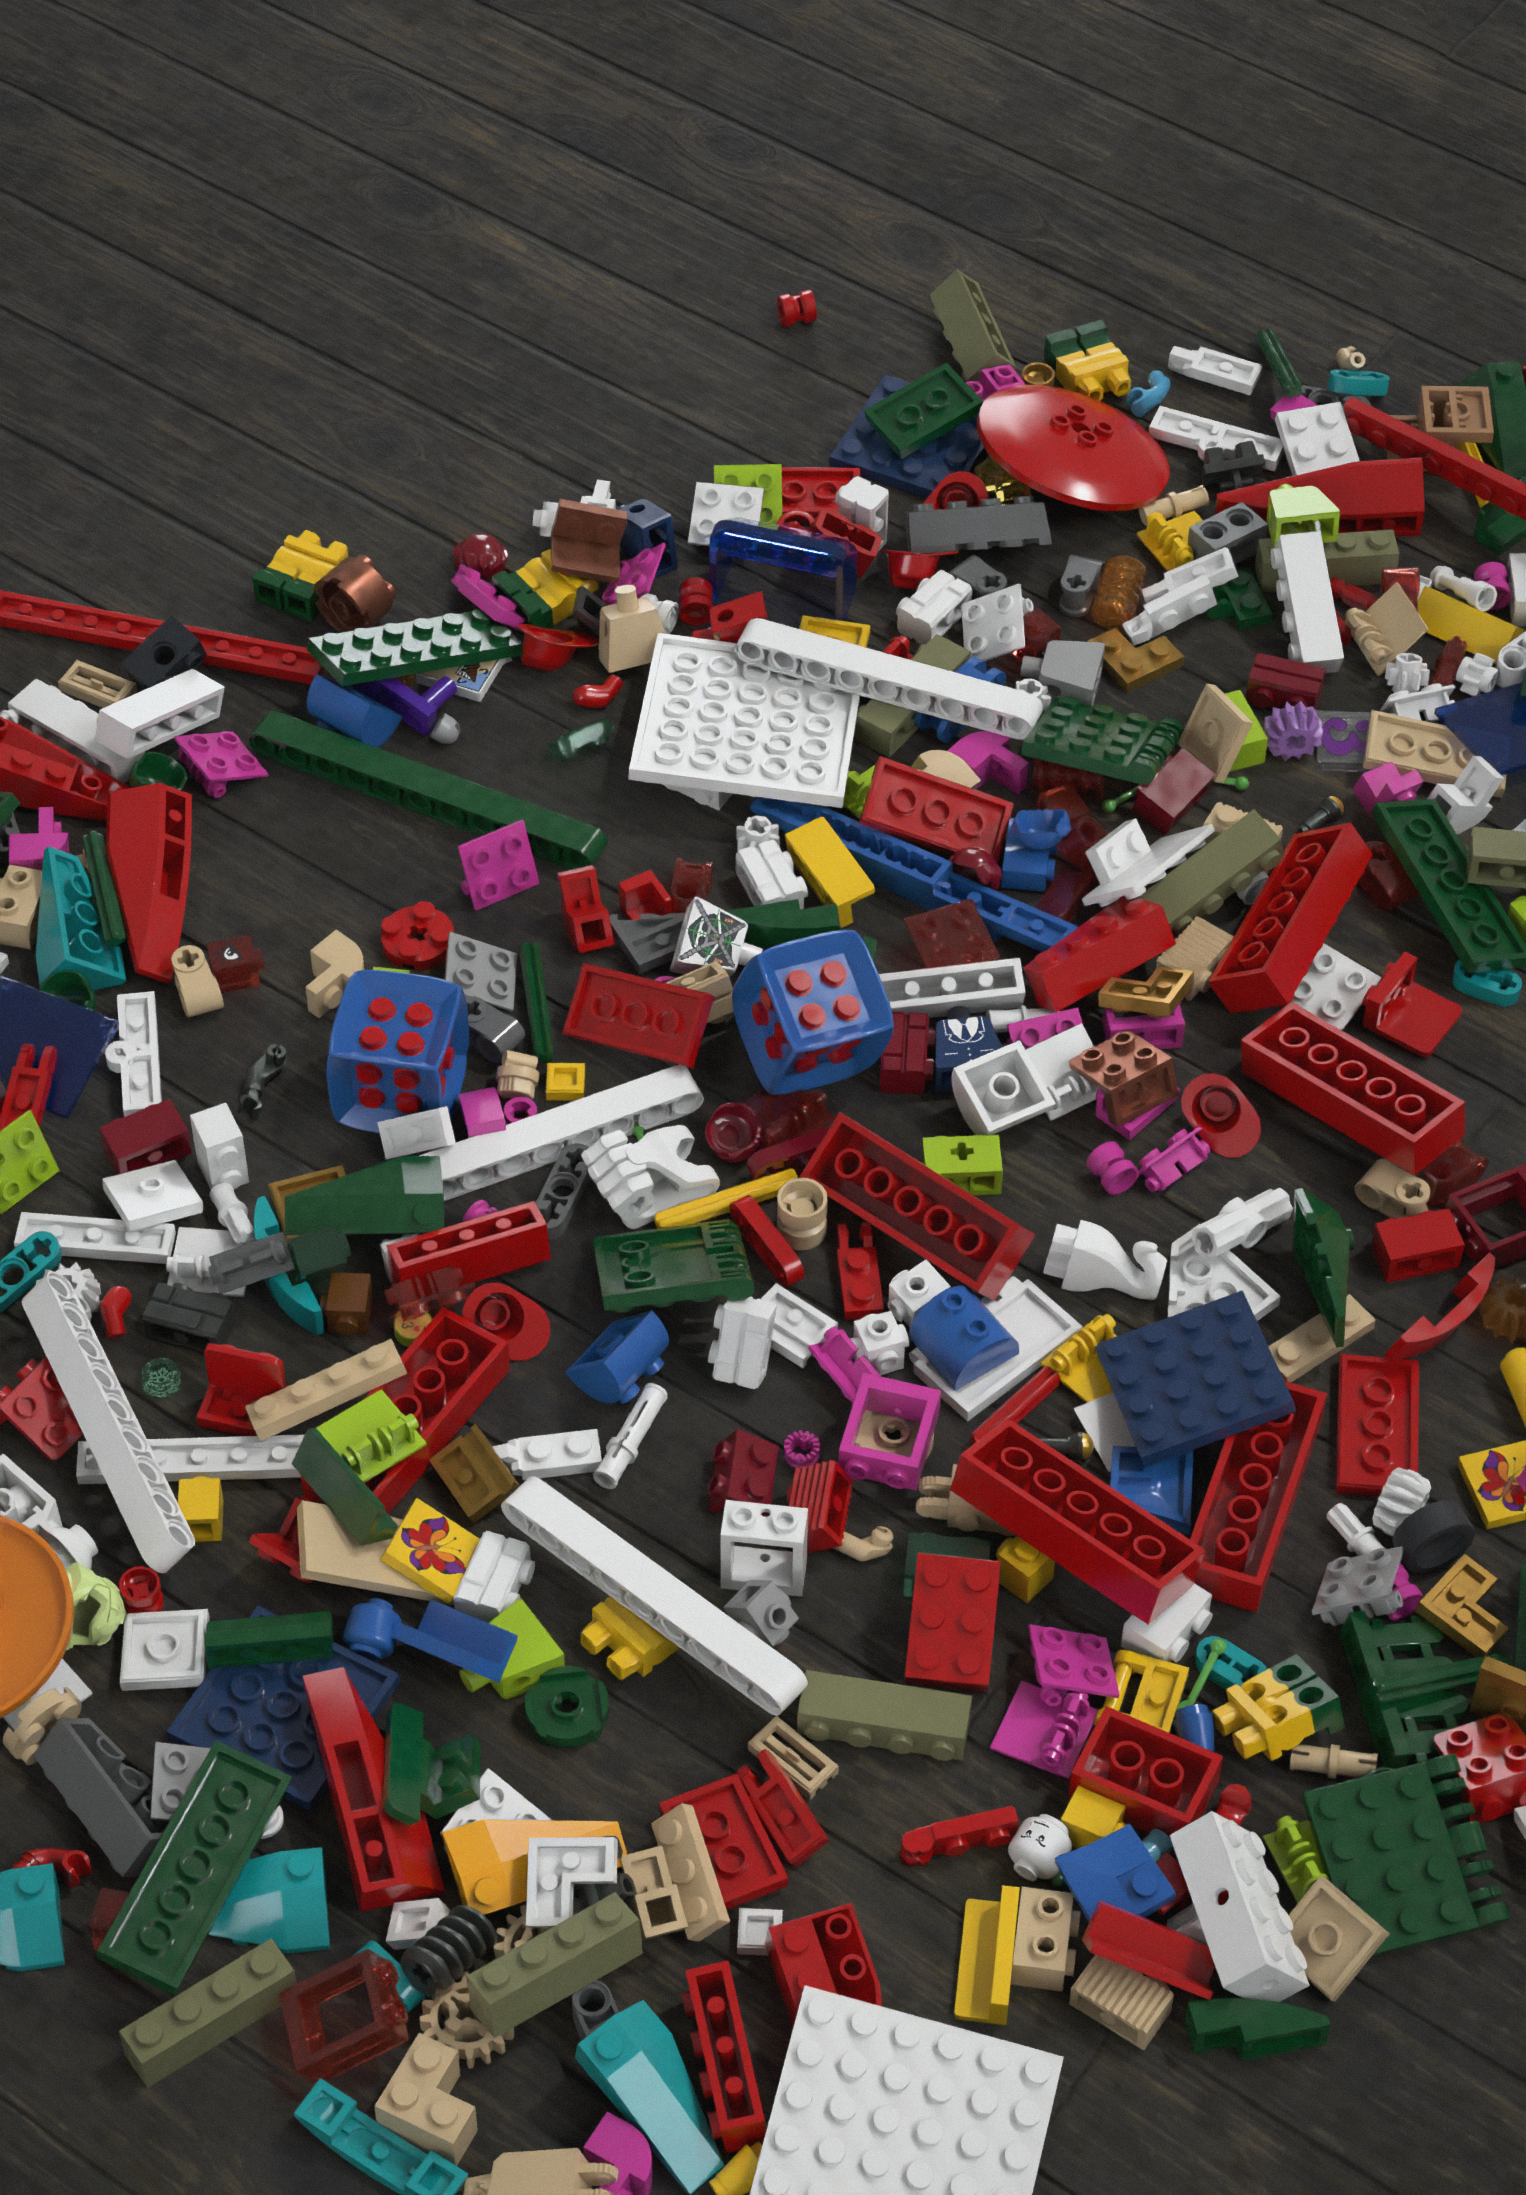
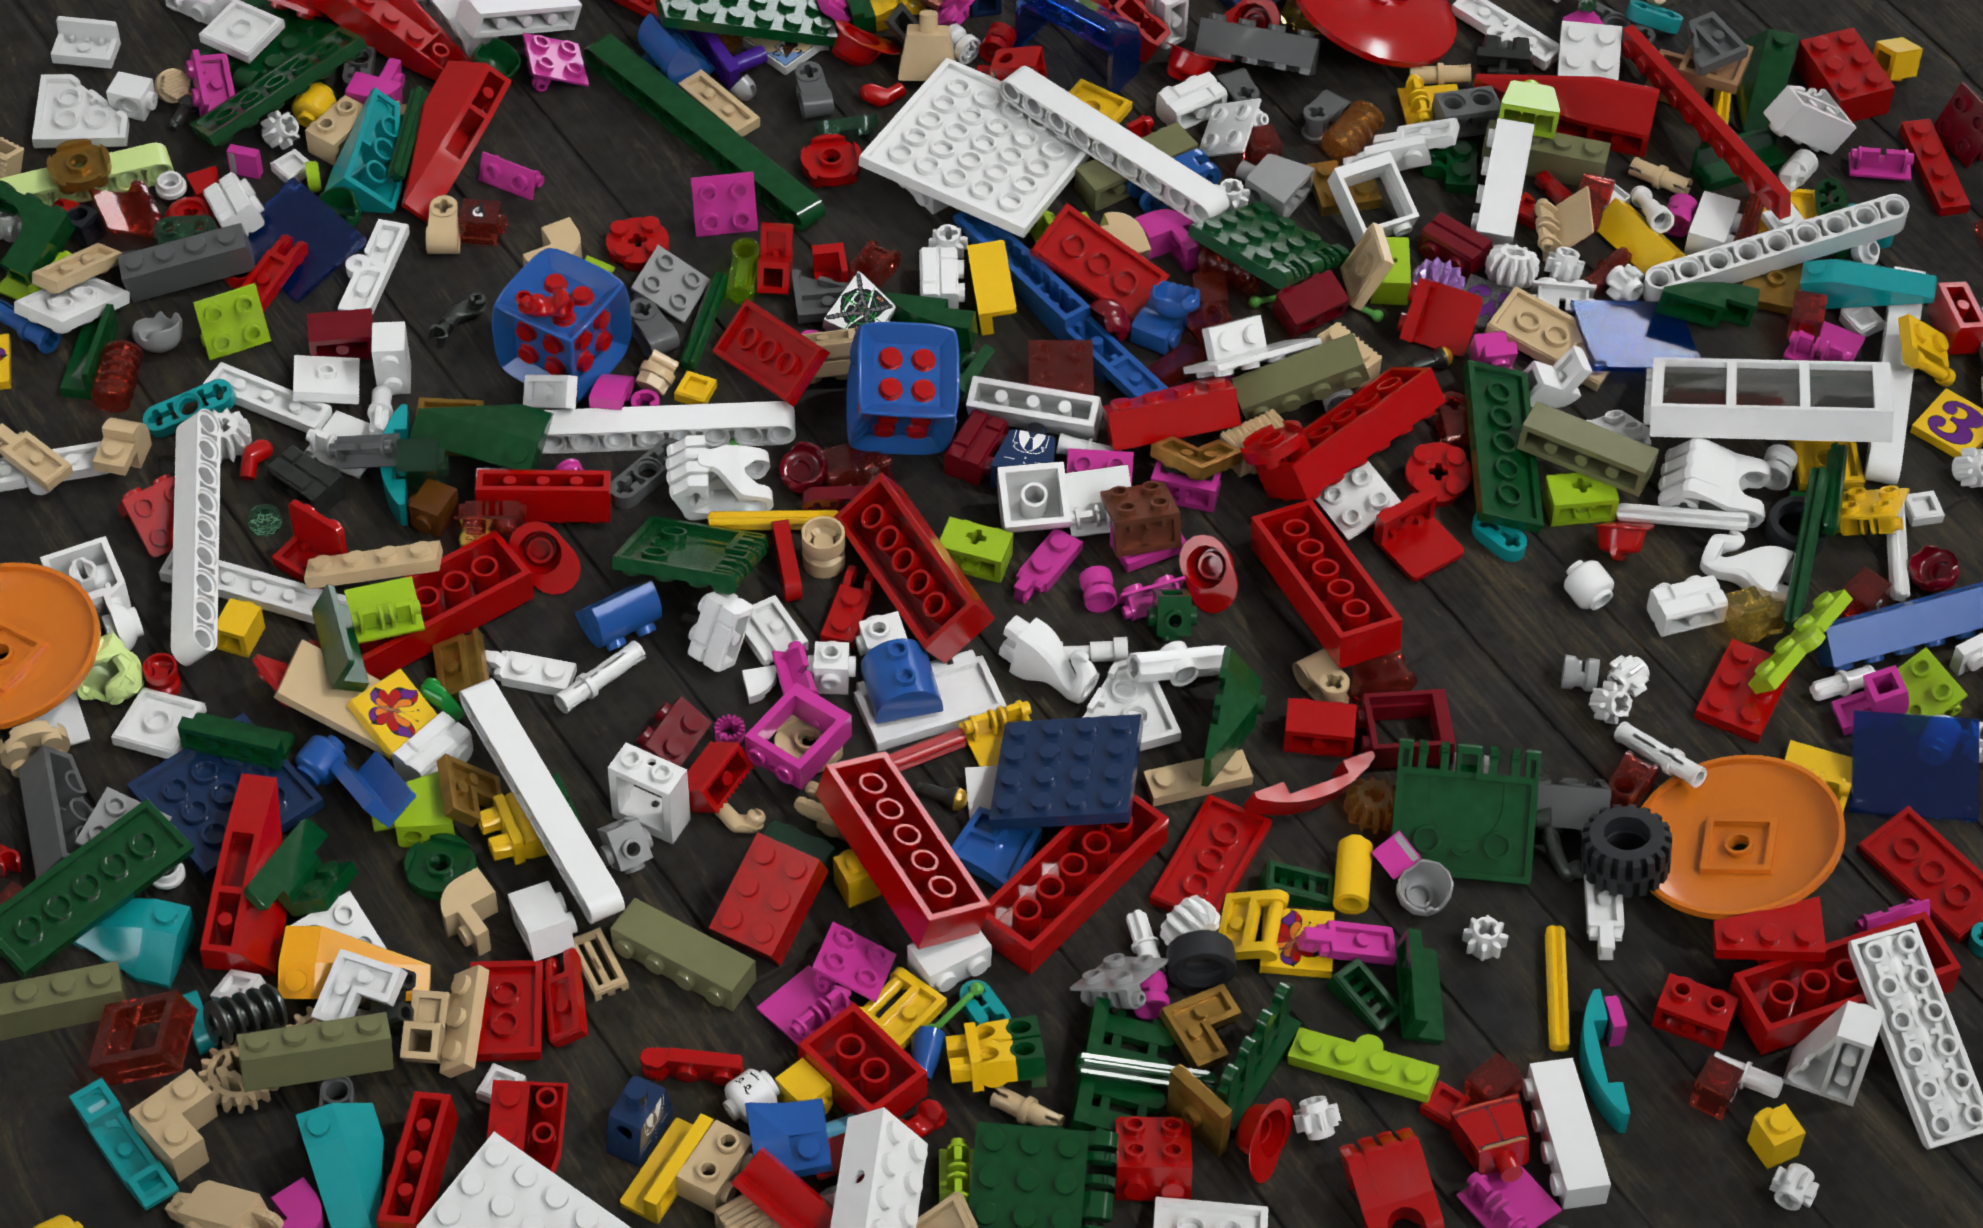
camera: 20 degrees right, 0 degrees up
(15, 967) = (313, 176): none -> lime tile
(236, 903) = (509, 176): none -> dark pink hinge
(402, 1033) = (556, 305): none -> red piece
(429, 751) = (720, 102): none -> tan plate
(470, 1516) = (440, 698): none -> green arm
(525, 711) = (812, 91): none -> dark grey piece
(553, 933) = (743, 270): none -> clear neon green piece
(560, 1611) = (465, 789): none -> pearl gold plate
(583, 798) = (837, 173): none -> red plate
(619, 1744) = (464, 907): none -> tan brick
(716, 1730) = (542, 920): none -> white brick
(804, 1385) = (759, 682): none -> white tile
(935, 1910) = (640, 1110): none -> dark blue torso
(1041, 1157) = (1046, 564): none -> dark pink hinge
(1165, 1229) = (1103, 650): none -> white piece
(1197, 640) = (1368, 169): none -> white window
(1206, 1170) = (1168, 603): none -> dark green brick
(1228, 954) = (1271, 445): none -> red plate
(1315, 765) = (1440, 316): none -> red bracket
(1356, 689) = (1512, 266): none -> white gear
(1396, 915) = (1438, 456): none -> red plate
(1449, 1481) = (1241, 922): none -> yellow plate
(1451, 394) = (1713, 43): none -> dark grey wing
(1451, 551) = (1660, 176): none -> tan pin
(1456, 1435) = (1285, 873): none -> dark green slope

